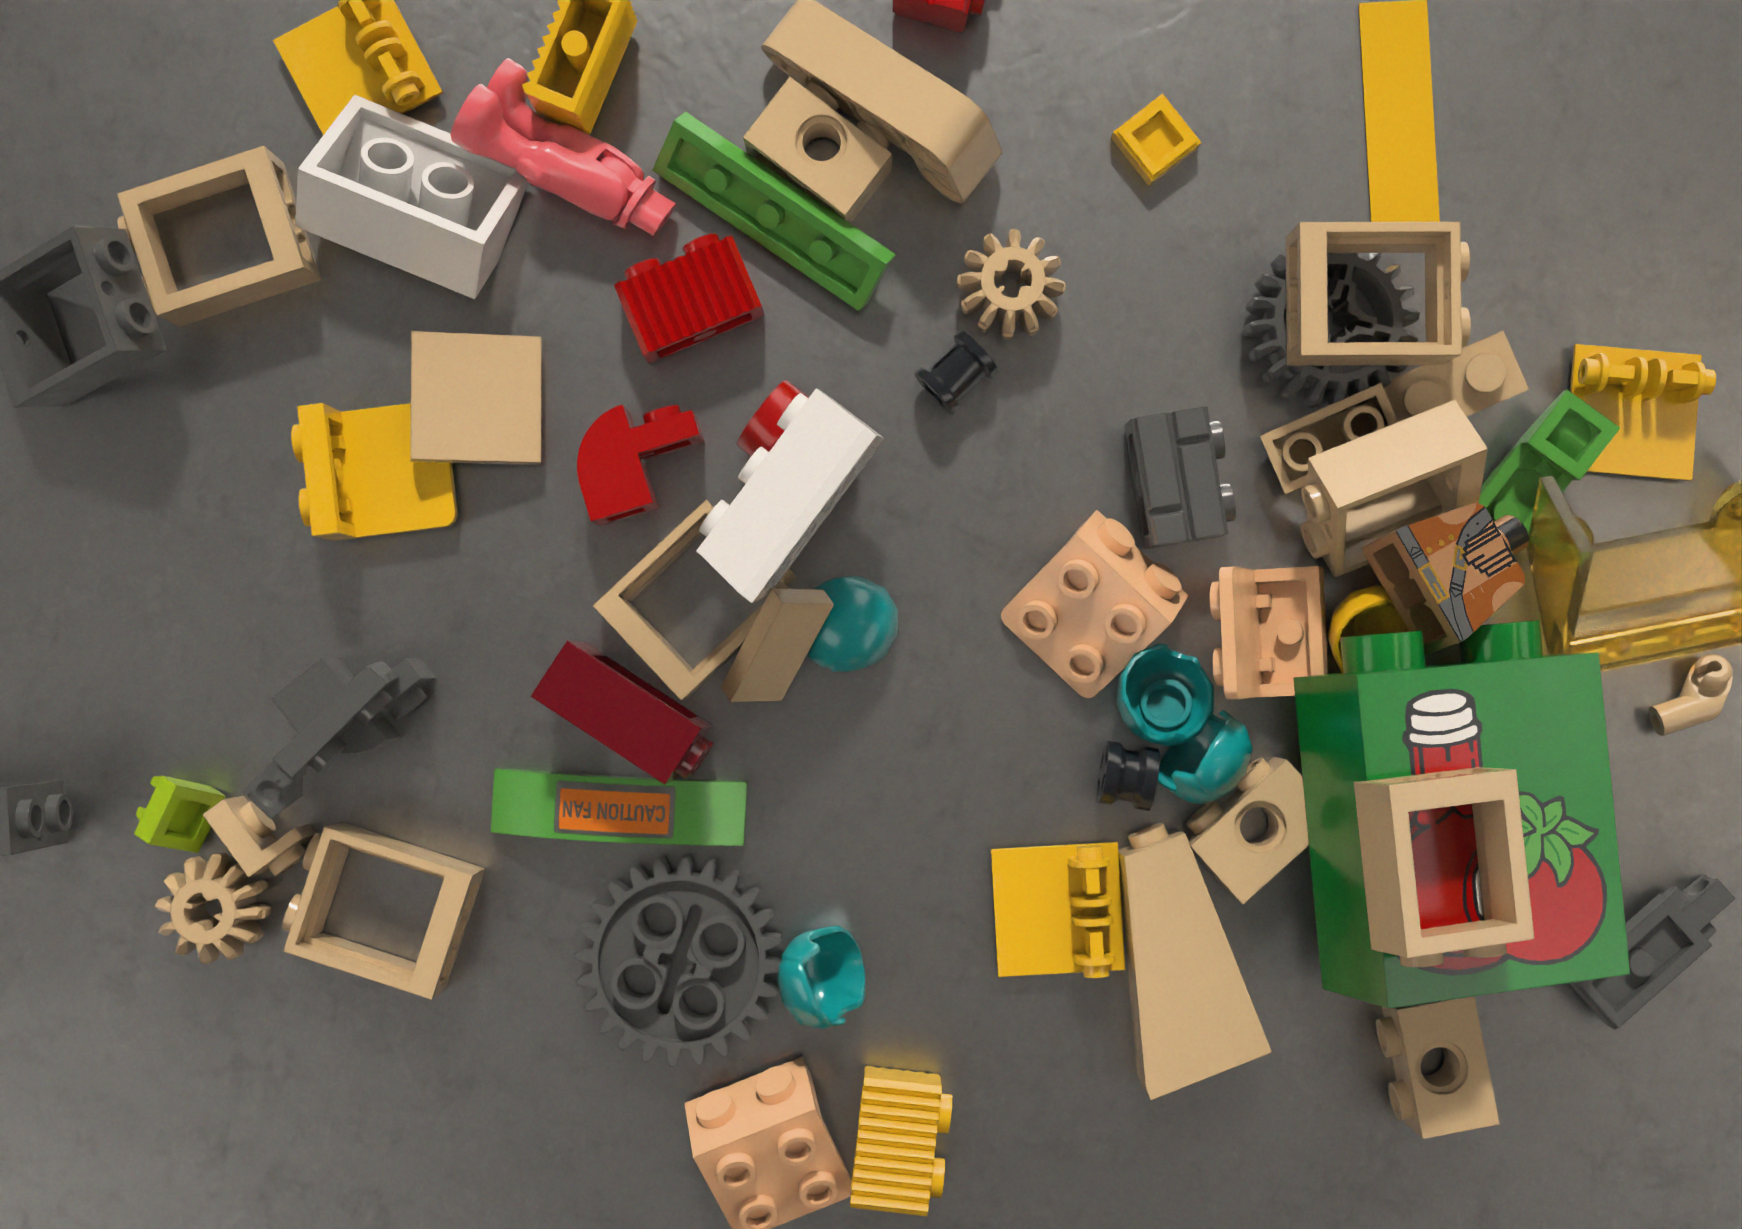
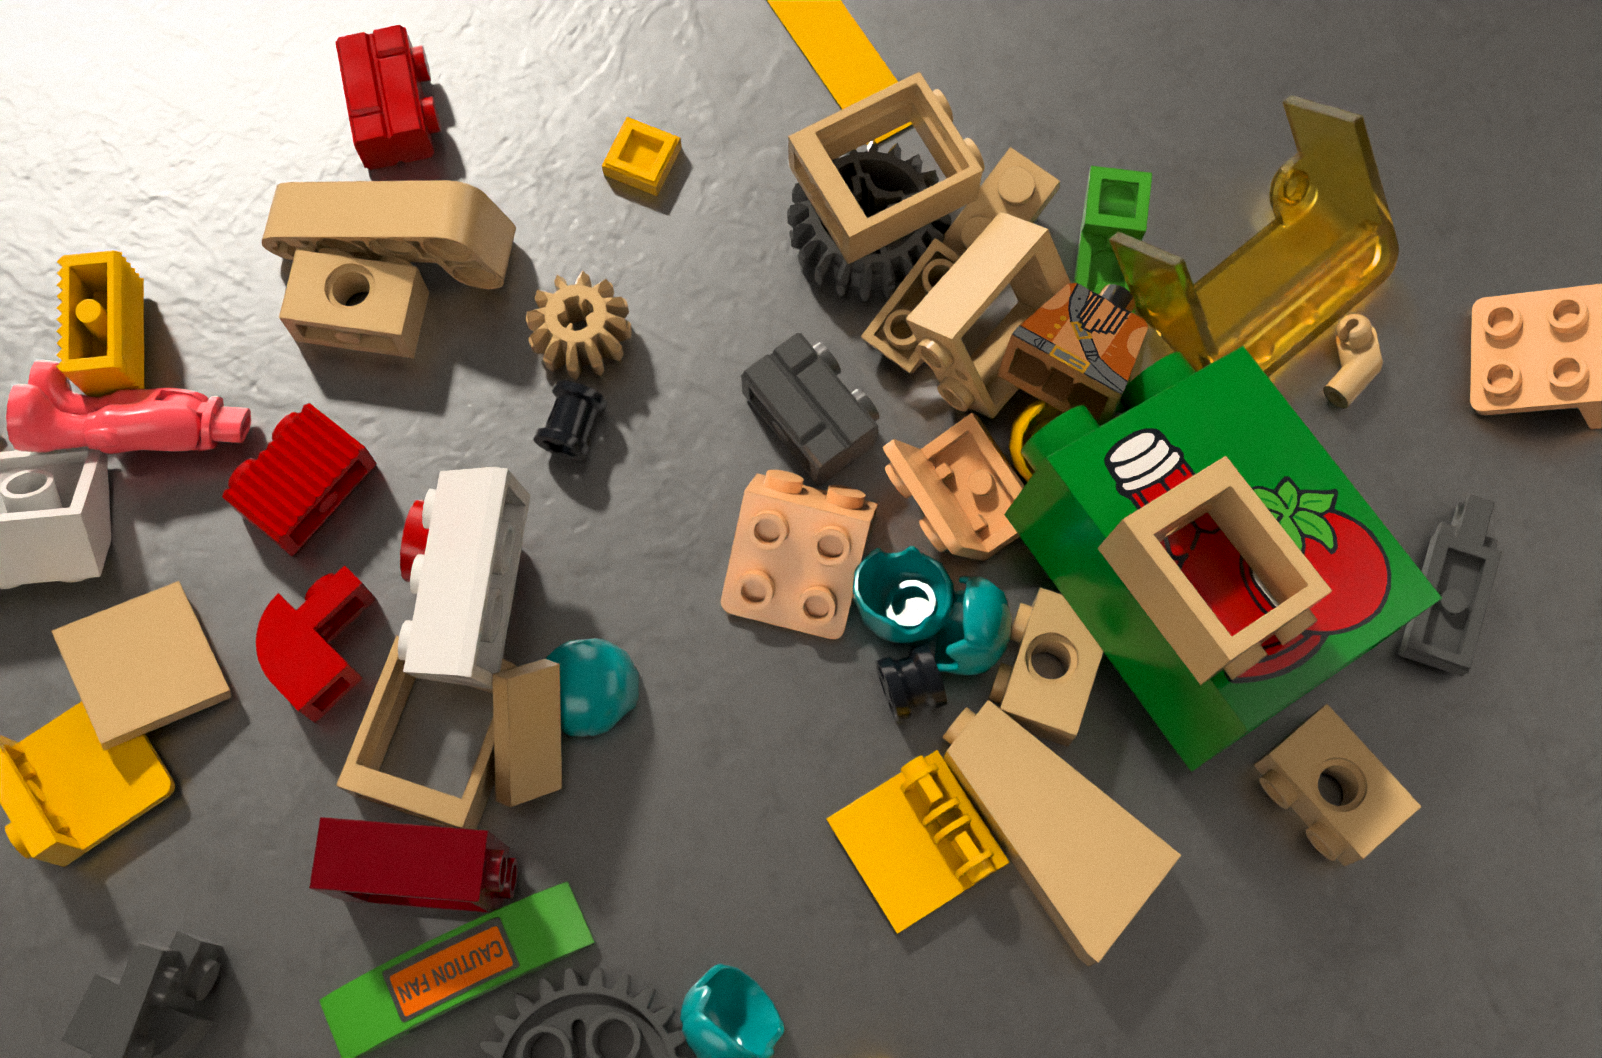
camera: 30 degrees left, 15 degrees down
(772, 211) = (338, 370): bright green plate -> none
(1651, 401) = (1175, 150): yellow hinge -> none

